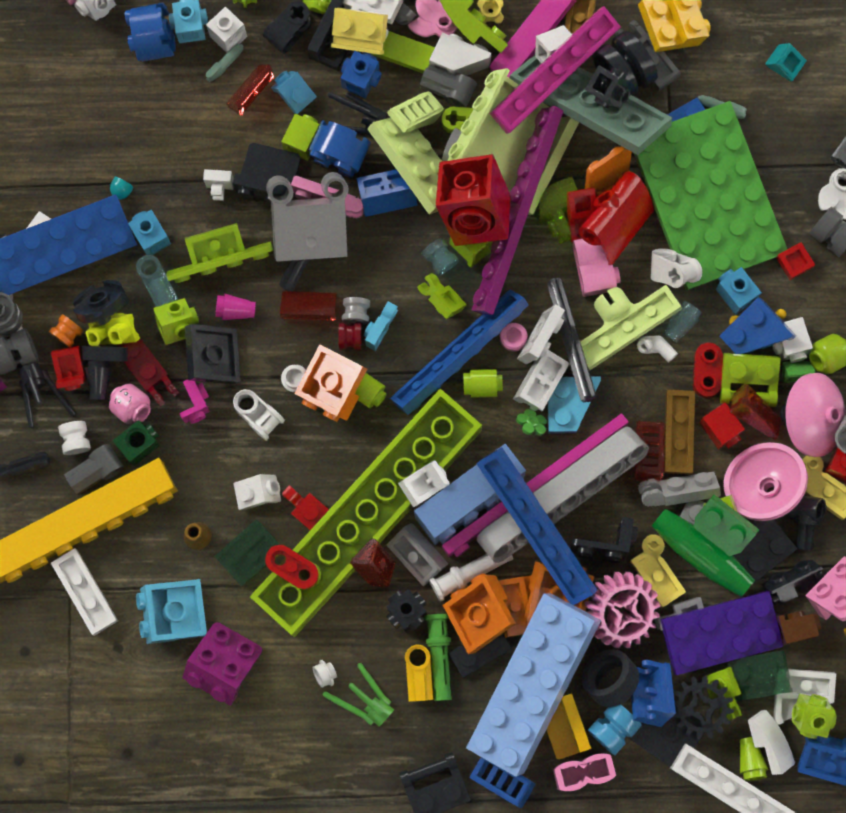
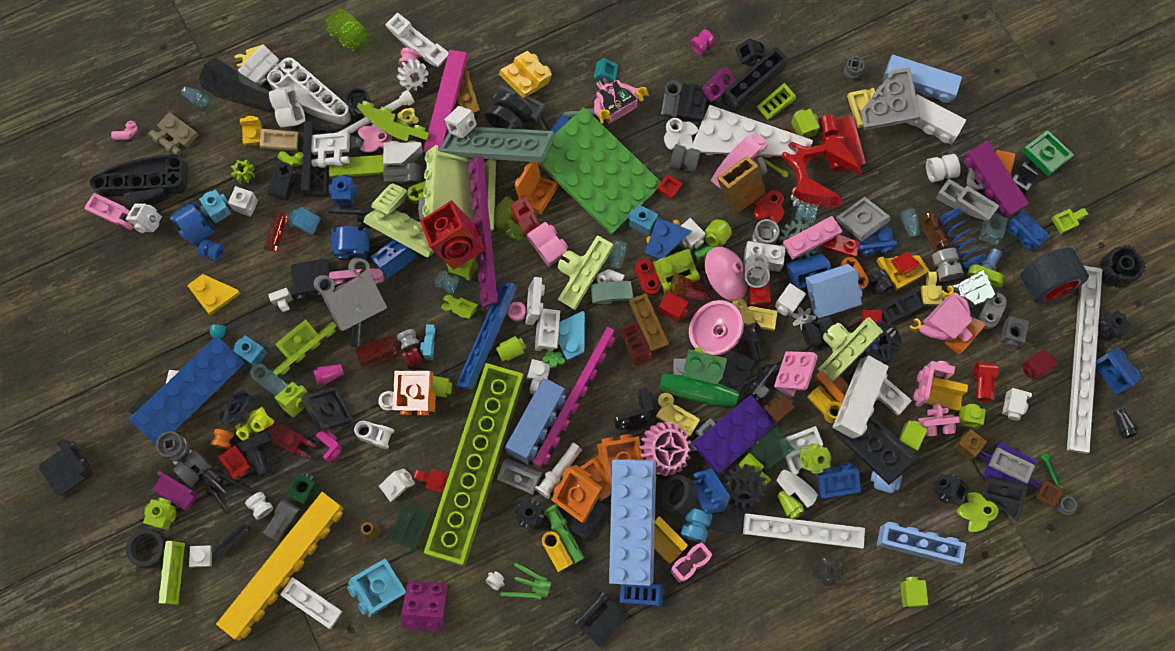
camera: 30 degrees left, 5 degrees down
(129, 404) = (286, 466): bright pink head -> none
(135, 134) = (212, 293): none -> yellow wing
(156, 74) = (211, 250): none -> blue wheel
(221, 66) = (248, 228): sand green piece -> none
(292, 567) = (443, 520): red plate -> none
(300, 135) = (321, 246): lime brick -> none
(359, 30) = (329, 164): light yellow plate -> none
(374, 564) = (495, 494): clear red slope -> none
(424, 483) = (503, 426): white bracket -> none
(502, 431) = (537, 371): none -> white plate
(536, 526) = (588, 420): blue plate -> none
(555, 70) = (466, 134): dark pink tile -> none
(568, 490) = (594, 394): light grey beam -> none
(572, 342) = (558, 300): black axle -> none
(609, 87) = (505, 128): black brick -> none
(618, 215) = (547, 206): red panel -> none
(649, 368) = (611, 291): none -> sand green slope
(674, 268) = (597, 223): white piece -> none
(679, 489) = (665, 358): light grey hinge -> none
(780, 109) = (616, 99): none -> torso

